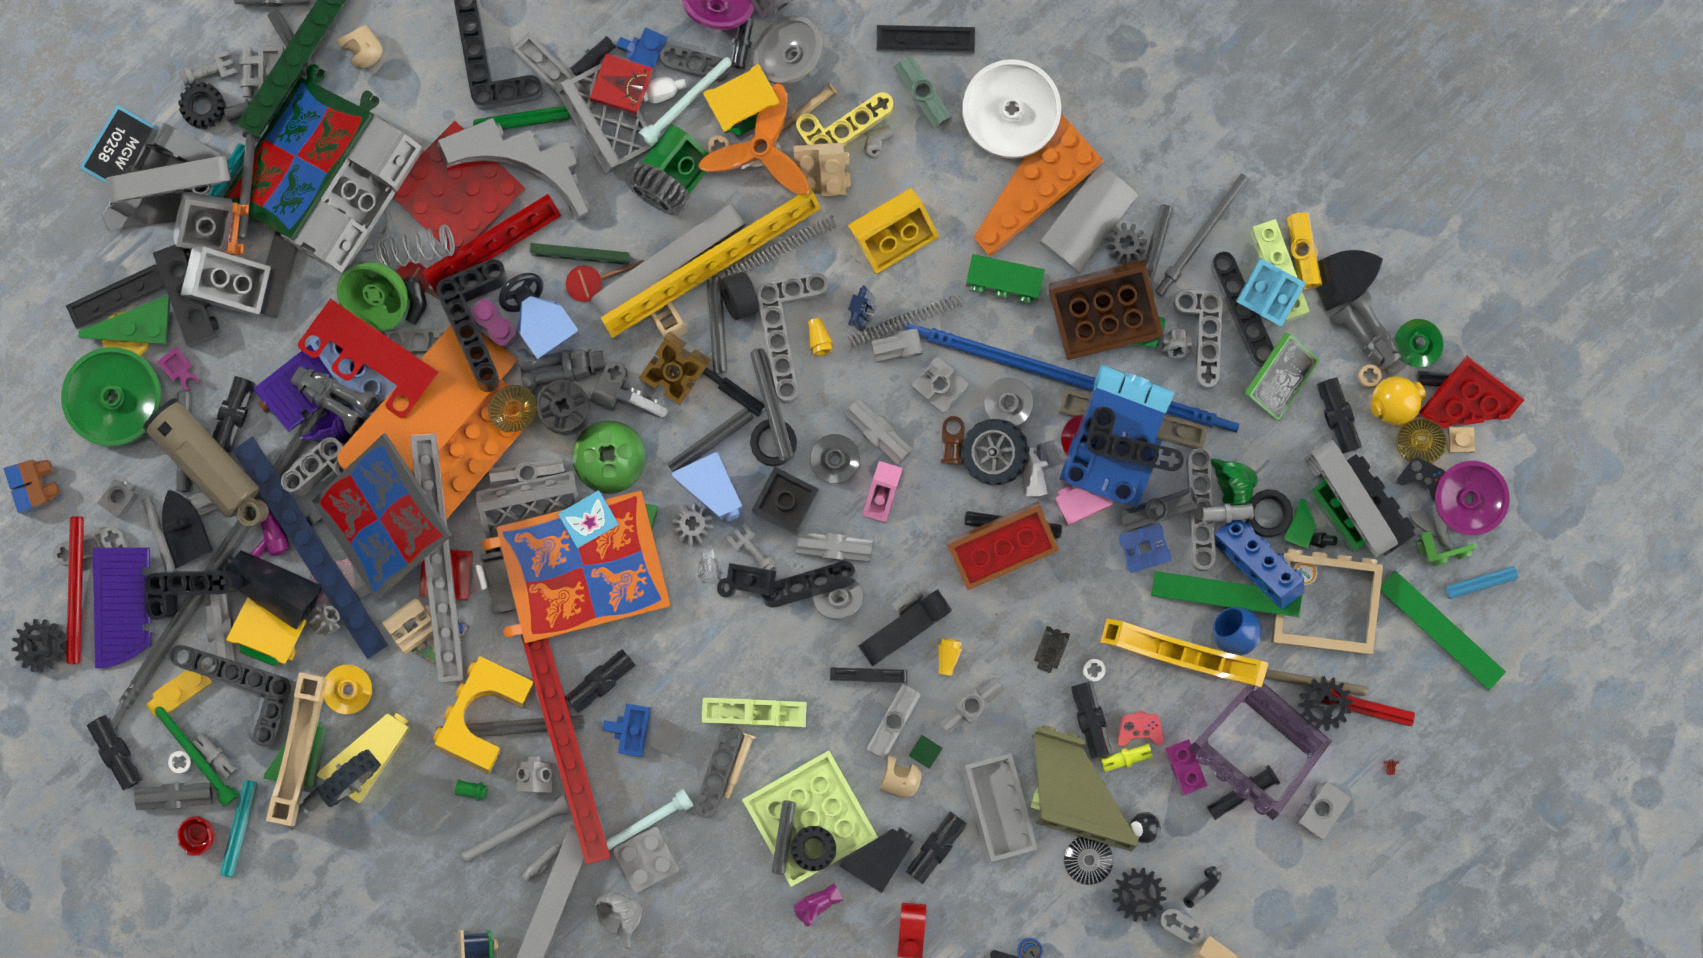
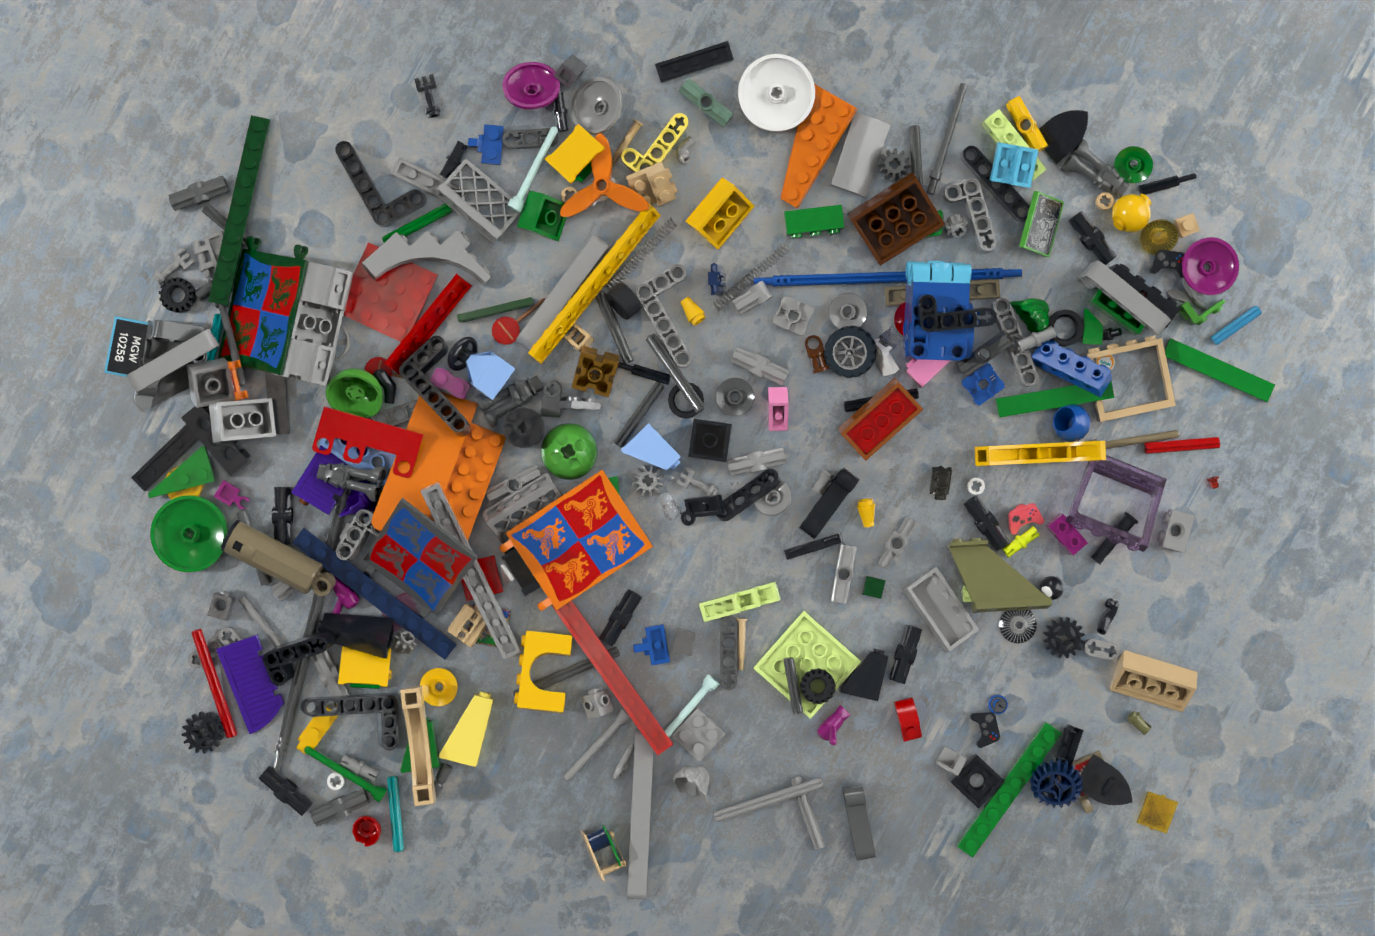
camera: 20 degrees left, 5 degrees up
(28, 485) = (161, 621): dark orange hips -> none
(183, 530) = (277, 612): black shield -> none
(348, 778) = (463, 754): black wheel -> none
(363, 45) = (280, 209): tan helmet -> none
(443, 239) = (392, 336): light grey piece -> none
(471, 790) = (554, 728): green pin -> none
(506, 401) = (481, 436): clear yellow dish -> none
(588, 519) = (570, 504): medium azure sticker -> none
(621, 84) = (482, 173): red tile -> none
(657, 188) = (536, 242): dark grey gear -> none
(662, 89) = (512, 166): white plant -> none
(899, 780) = (857, 613): tan helmet -> none
(1325, 715) = (1156, 460): black gear -> none
(1471, 397) = (1184, 192): red plate -> none

